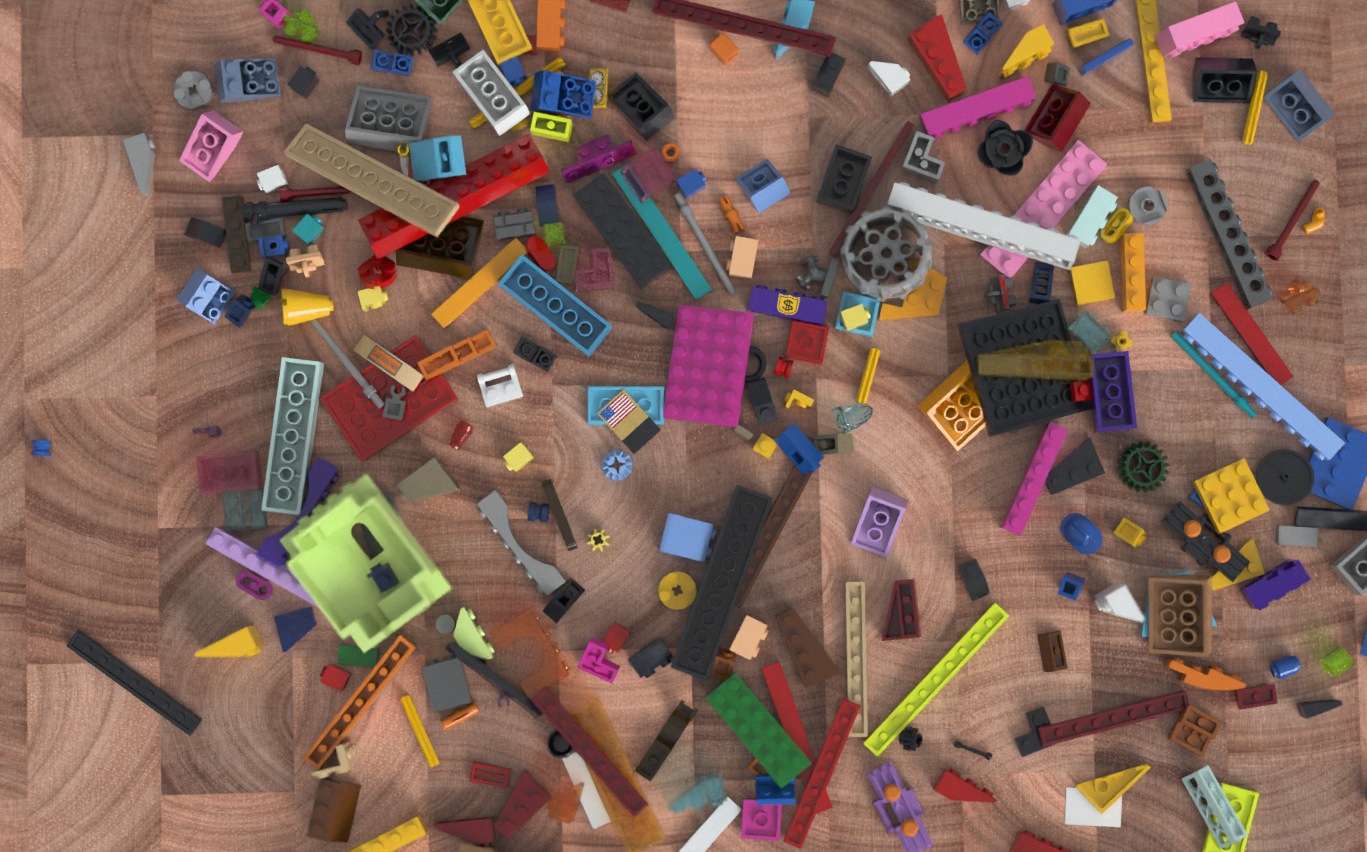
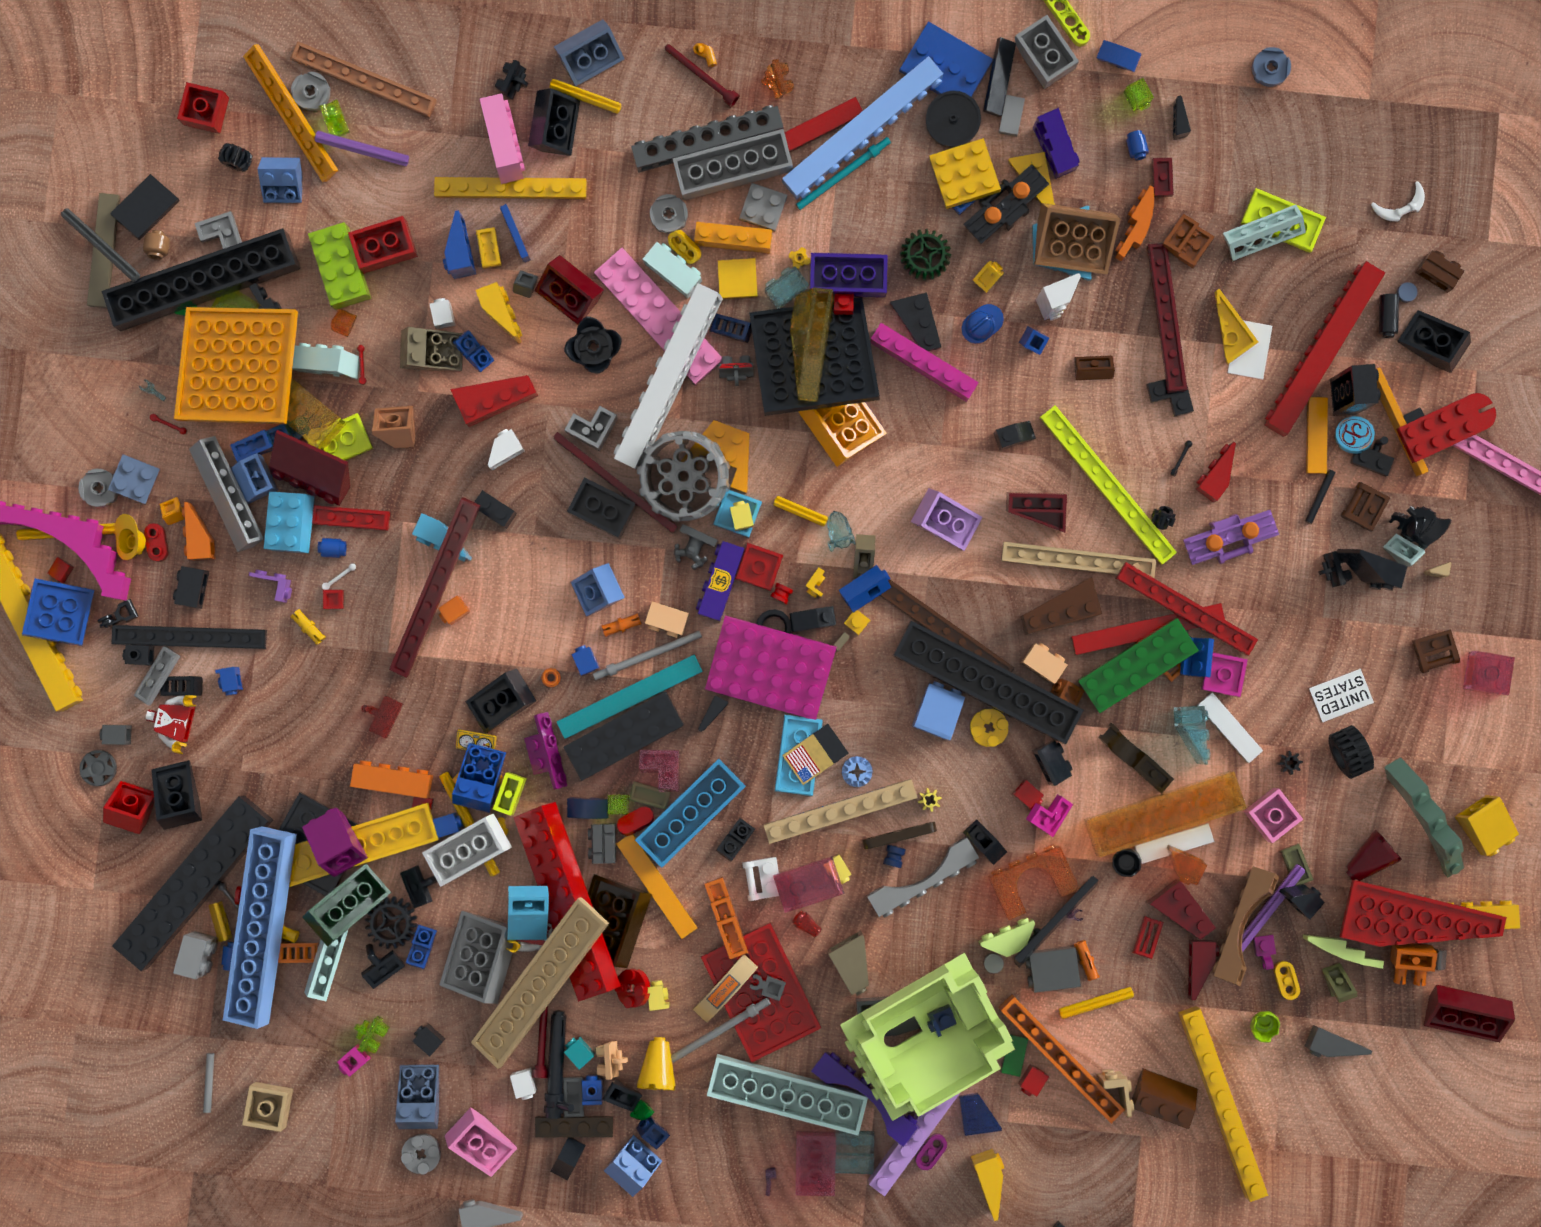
camera: 85 degrees left, 0 degrees up
(353, 56) = (409, 984): dark red piece -> none
(500, 430) = (808, 884): none -> clear pink slope
(575, 452) = (840, 811): none -> tan brick
(590, 752) = (1139, 835): dark red tile -> none
(648, 175) = (571, 702): clear pink brick -> none
(978, 107) = (548, 367): dark pink brick -> none
(1206, 262) = (733, 164): none -> light grey brick

